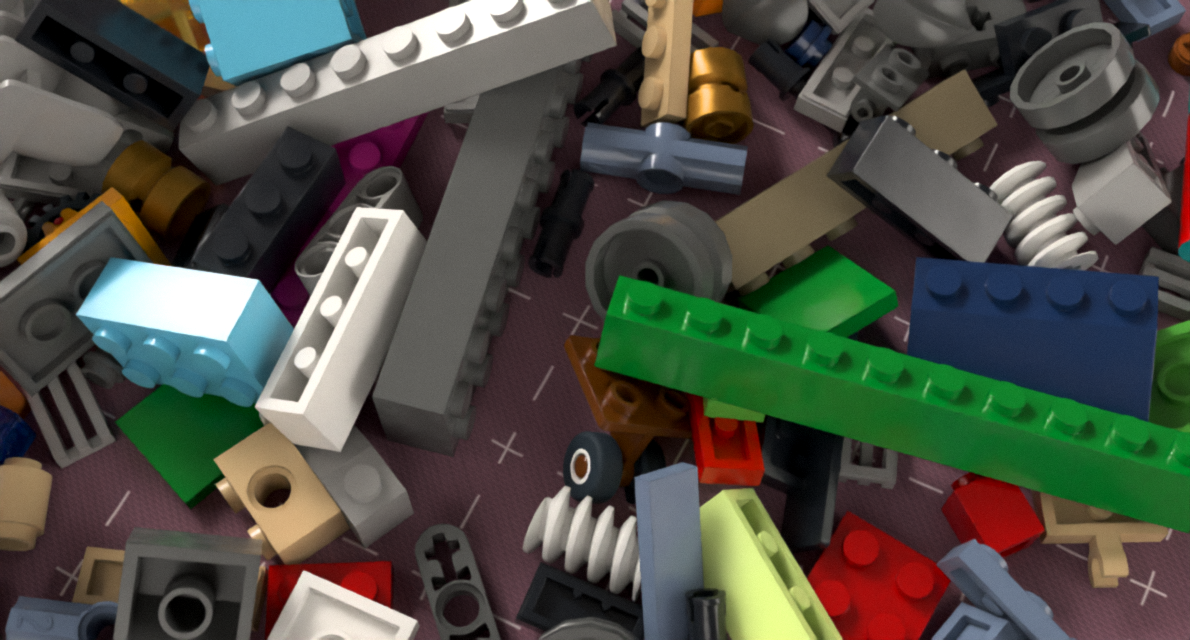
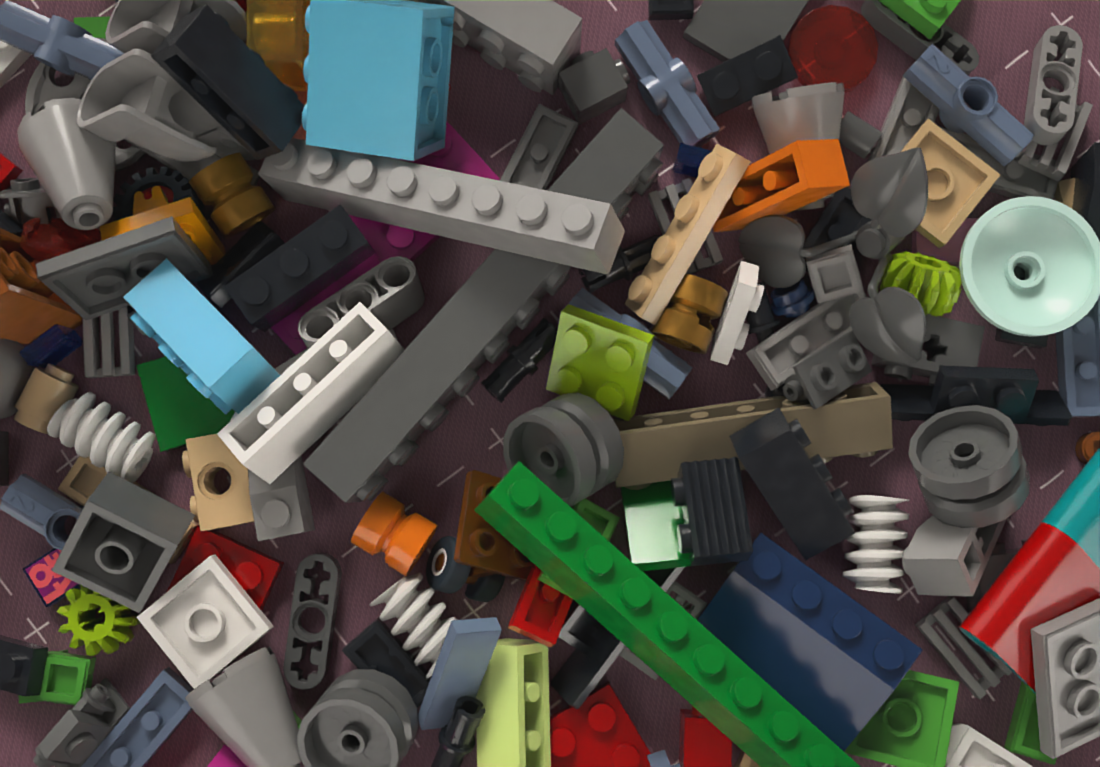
camera: 30 degrees right, 20 degrees up
(98, 513) = (102, 437): none -> white piece
(511, 457) = (391, 531): none -> orange wheel
(645, 164) = (599, 360): none -> lime plate
(761, 46) = (731, 329): none -> white plate
(855, 249) = (713, 512): none -> black brick

